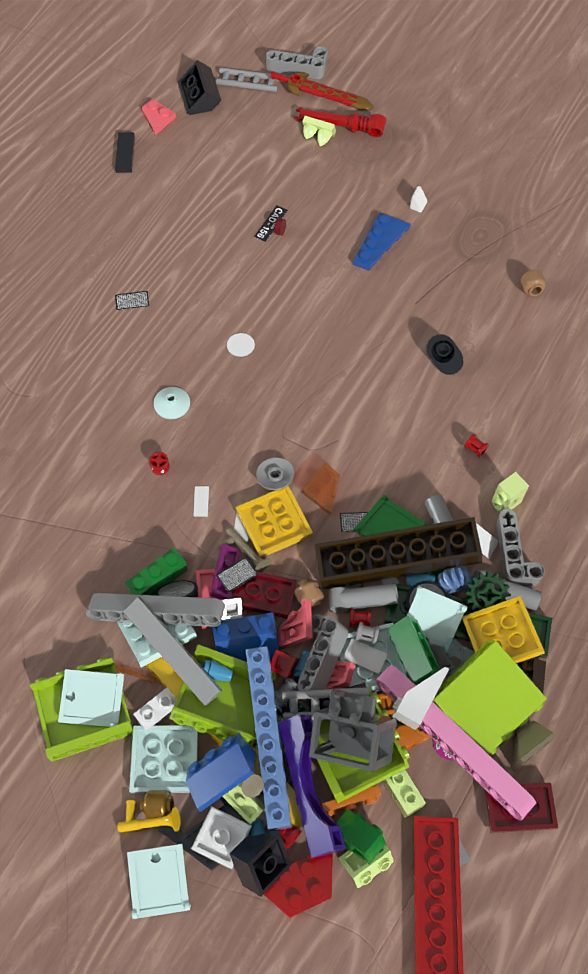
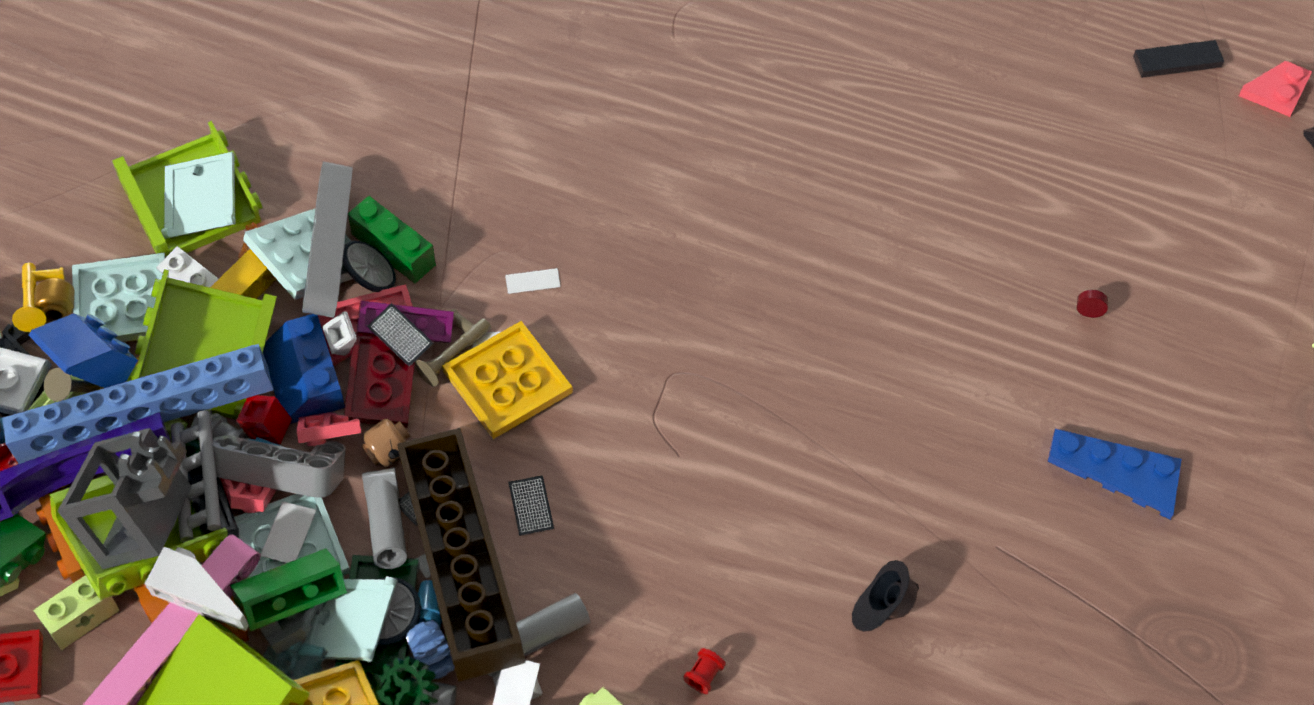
camera: 80 degrees right, 5 degrees down
(132, 300) = (880, 126): sticker -> none
(159, 458) = (588, 206): red wheel -> none
(171, 409) = (700, 221): light aqua dish -> none
(172, 651) = (258, 263): light grey tile -> none
(217, 671) = (241, 327): dark azure cone -> none
(240, 344) = (833, 288): white sticker -> none
(268, 226) = (1117, 297): black sticker -> none
(275, 467) = (593, 357): light grey dish -> none
(323, 488) = (578, 440): clear orange wing -> none
(357, 617) = (353, 521): red bush -> none
(367, 633) = (319, 525): light grey bush -> none
(386, 517) = (532, 547): green container -> none
(418, 200) = (1236, 522): white slope -> none

